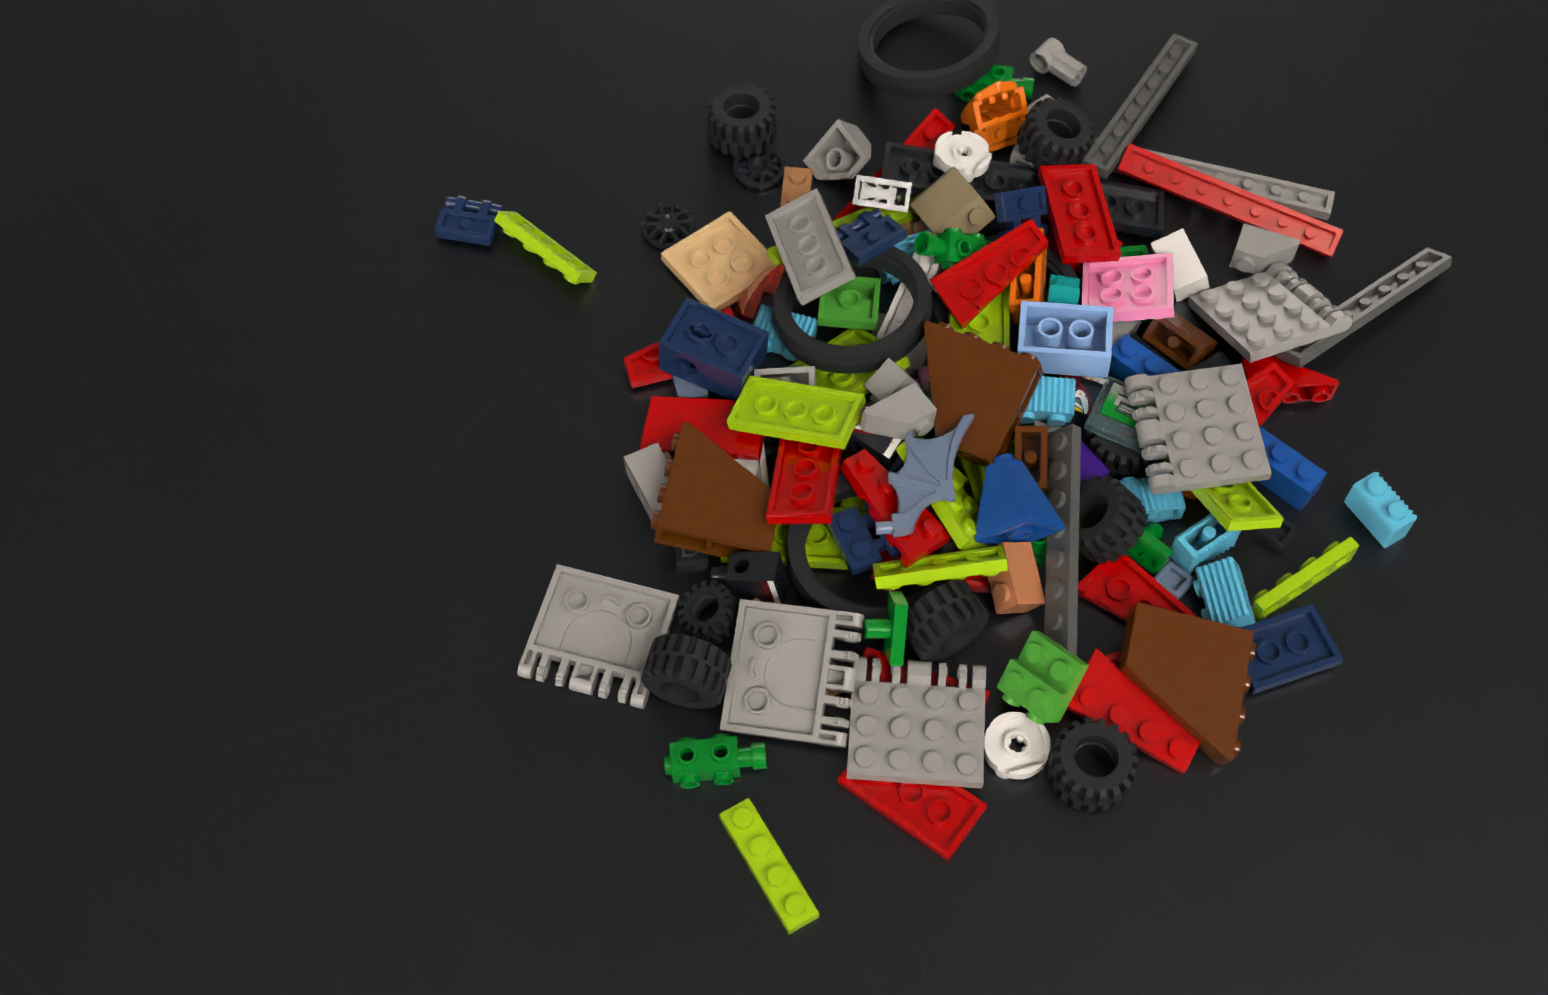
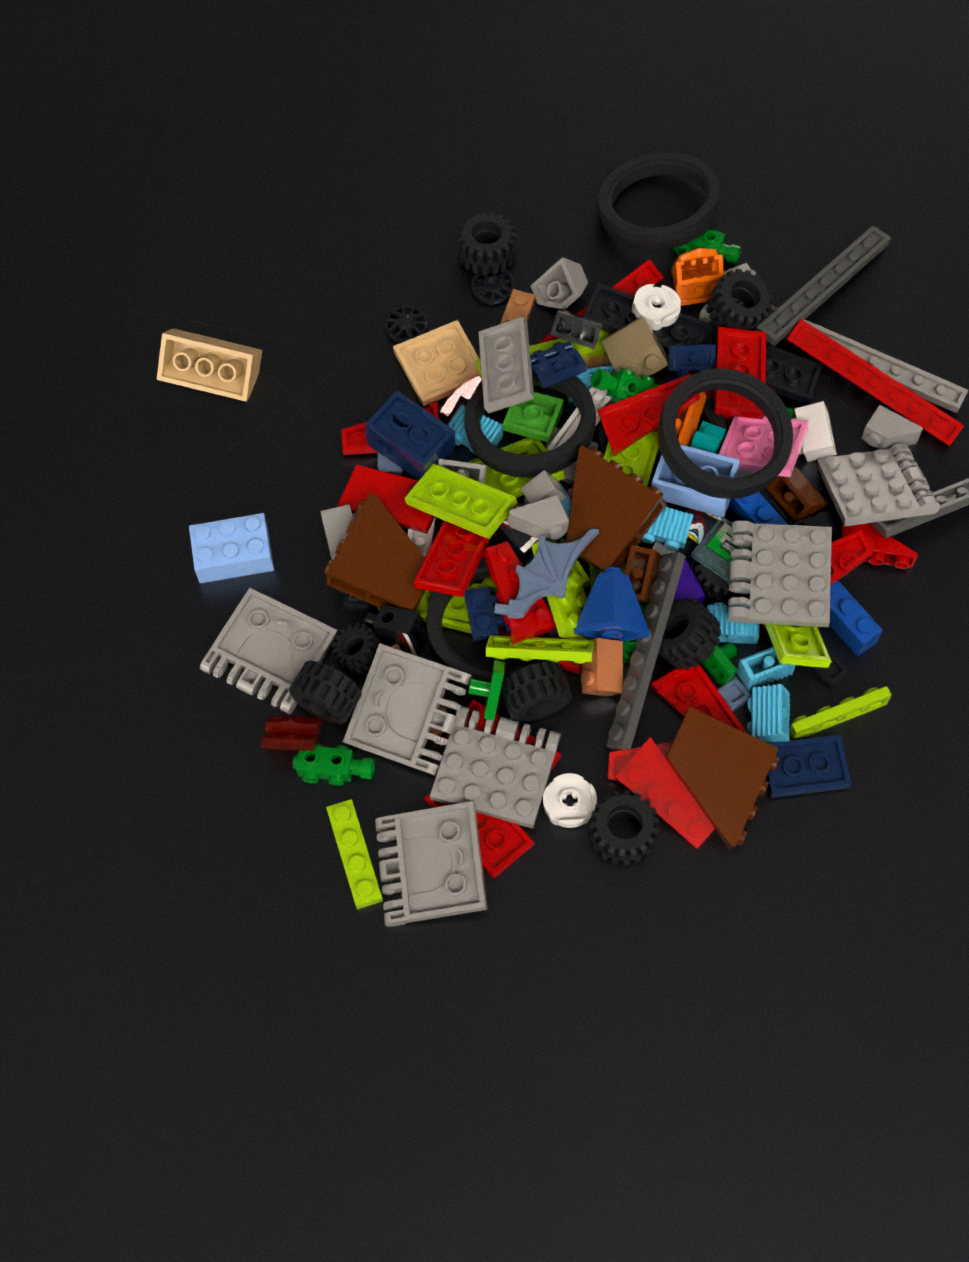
camera: 15 degrees right, 5 degrees up
(440, 311) = (208, 364): none -> tan slope
(467, 226) = (246, 297): dark blue plate -> none
(523, 521) = (231, 548): none -> light blue brick
(538, 242) = (303, 325): lime plate -> none
(654, 731) = (291, 733): none -> clear red slope
(874, 854) = (435, 862): none -> light grey hinge
(1042, 679) = (601, 753): bright green plate -> none
(1052, 58) = (763, 231): light grey piece -> none
(1117, 228) = (748, 387): none -> black tyre
(1380, 509) = (920, 668): medium azure brick -> none

